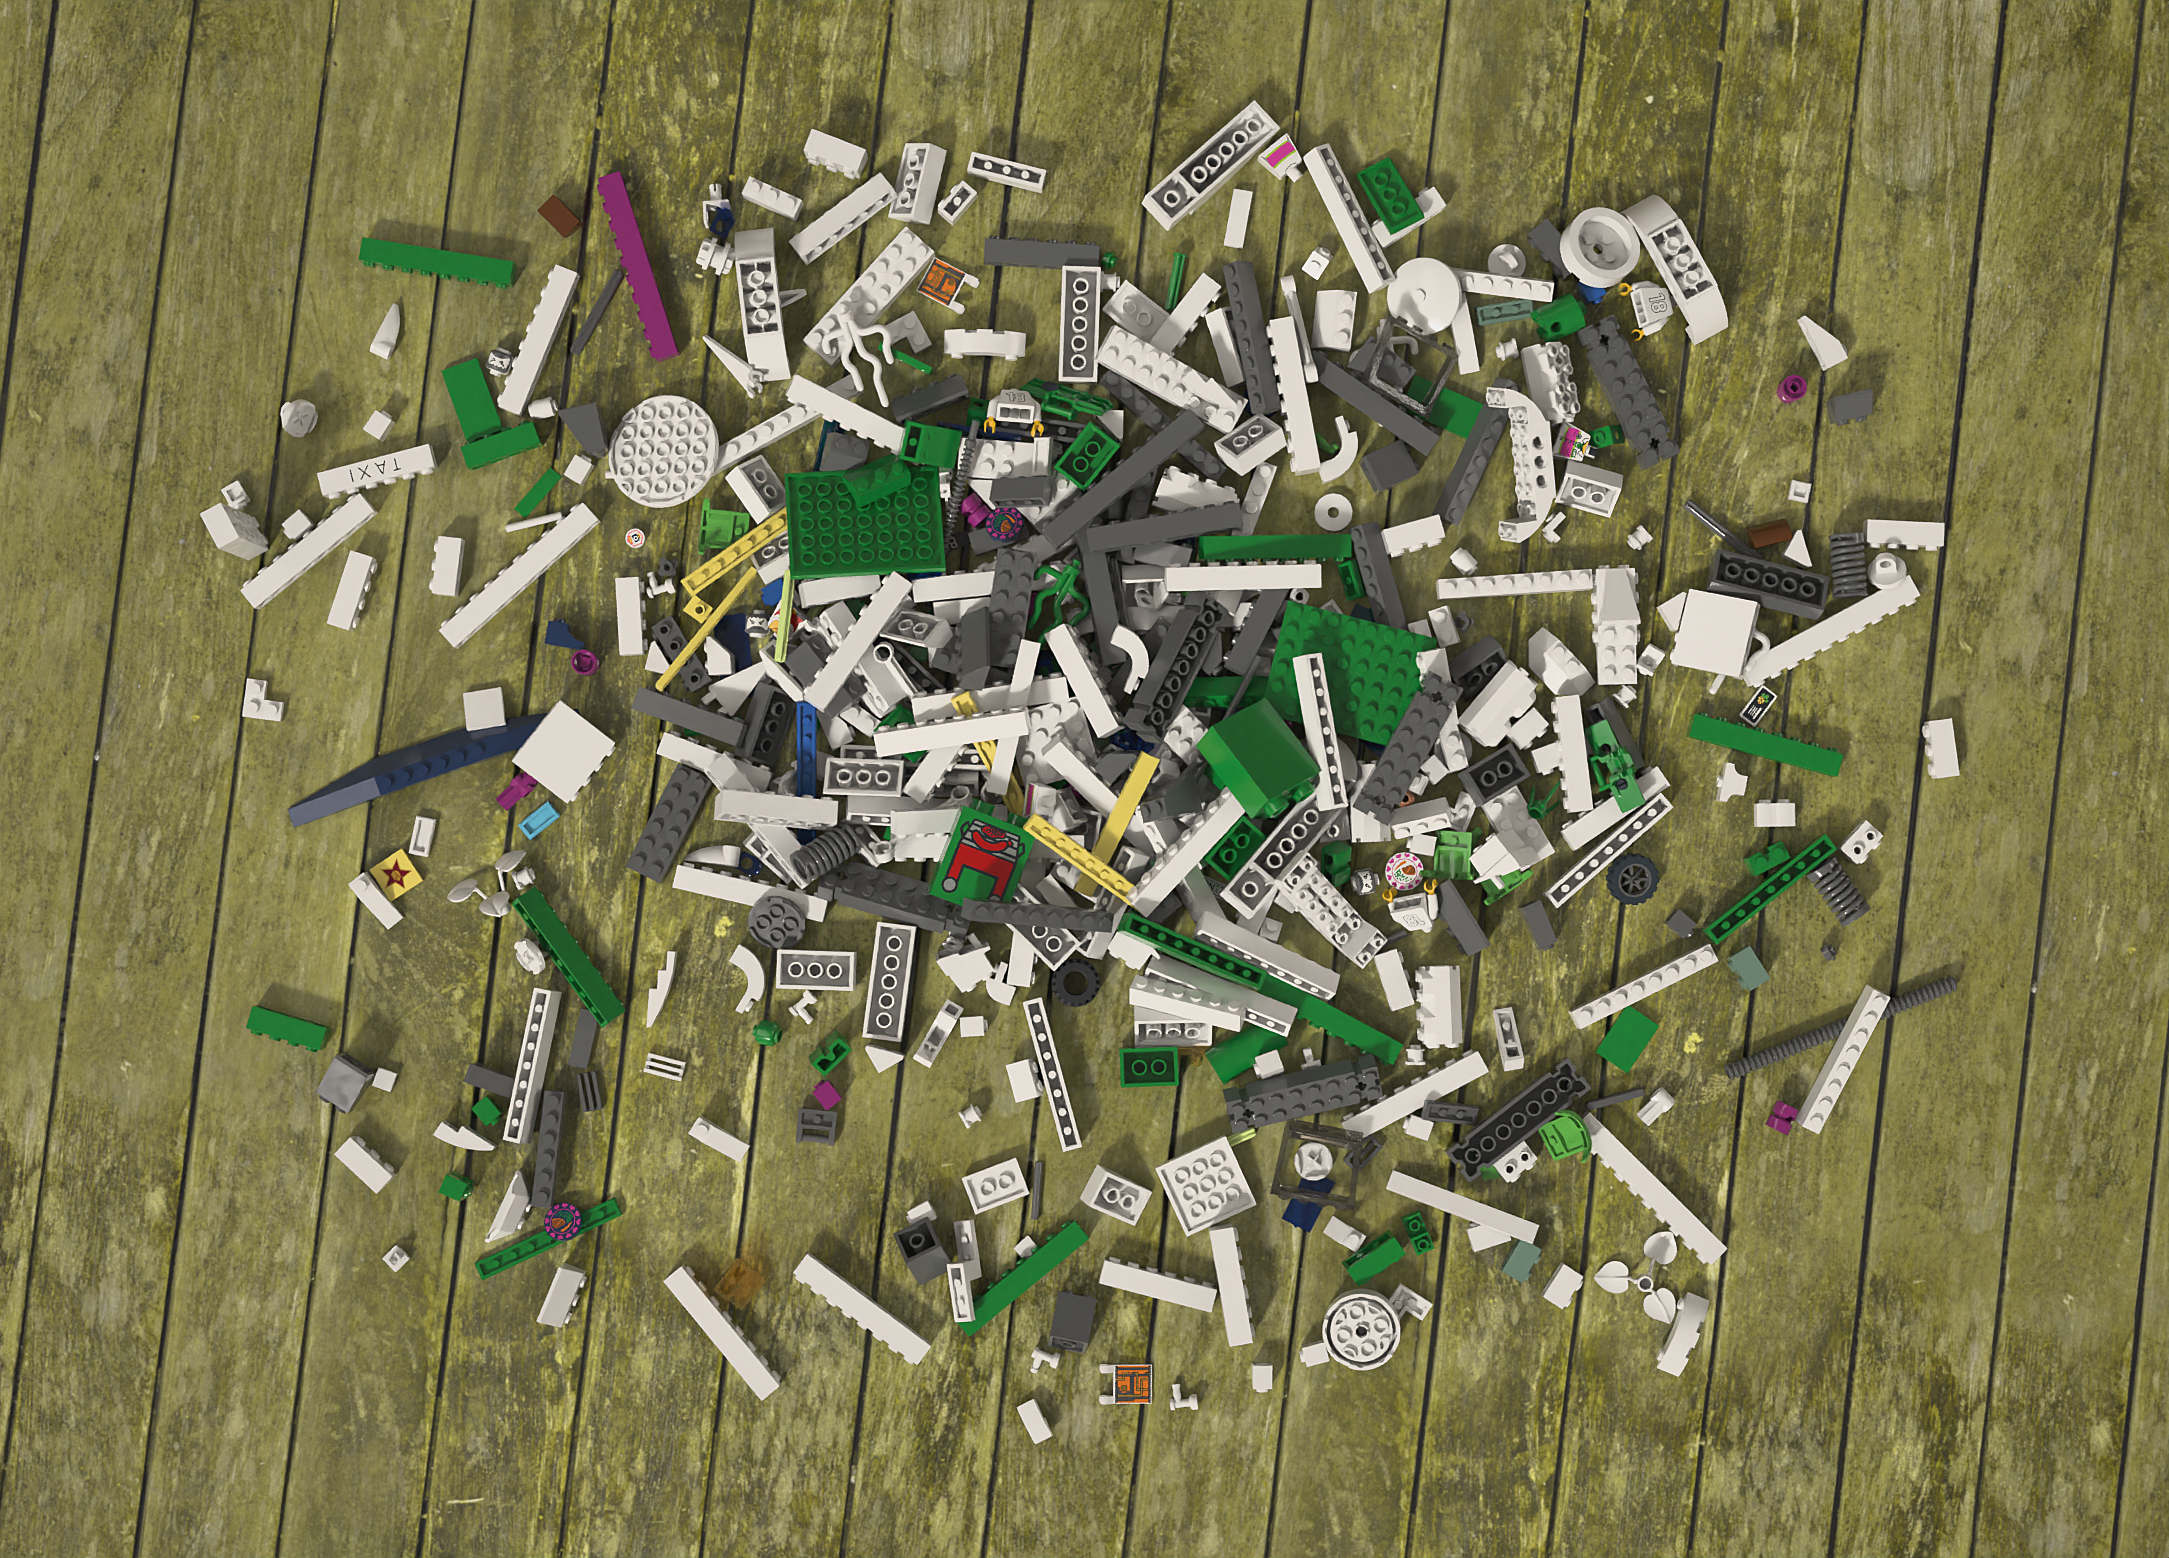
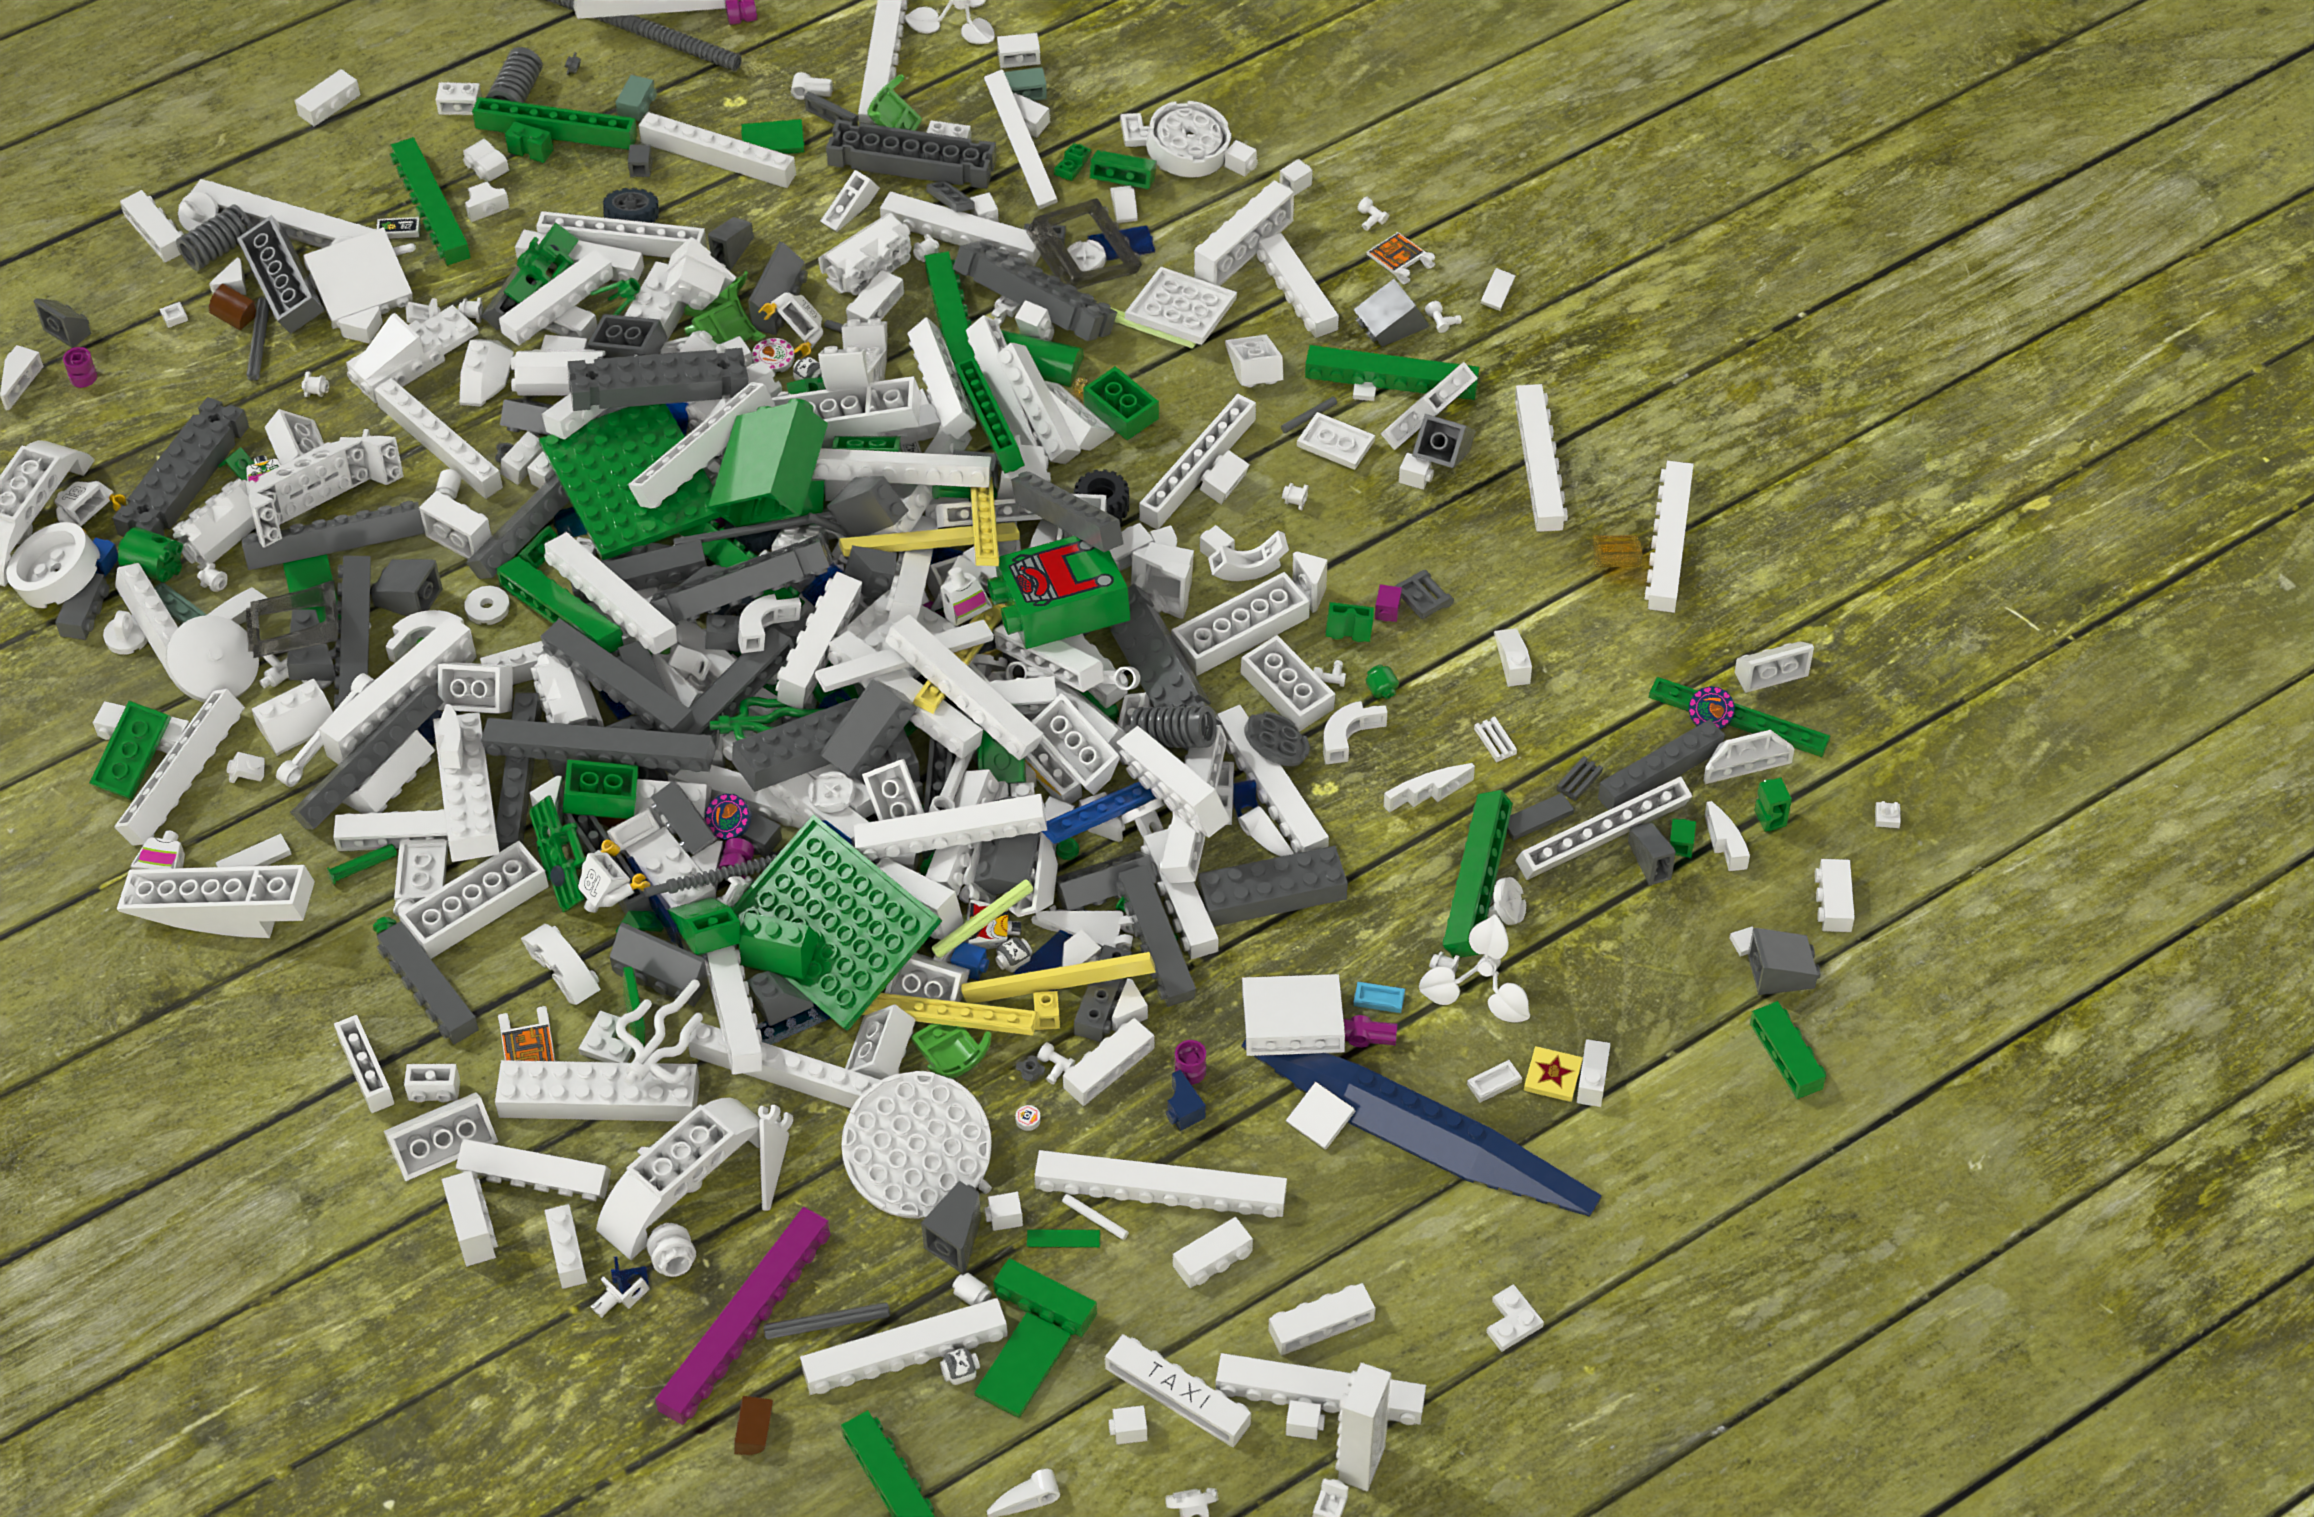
camera: 125 degrees left, 35 degrees down
(958, 595) = (831, 792): none -> white tile

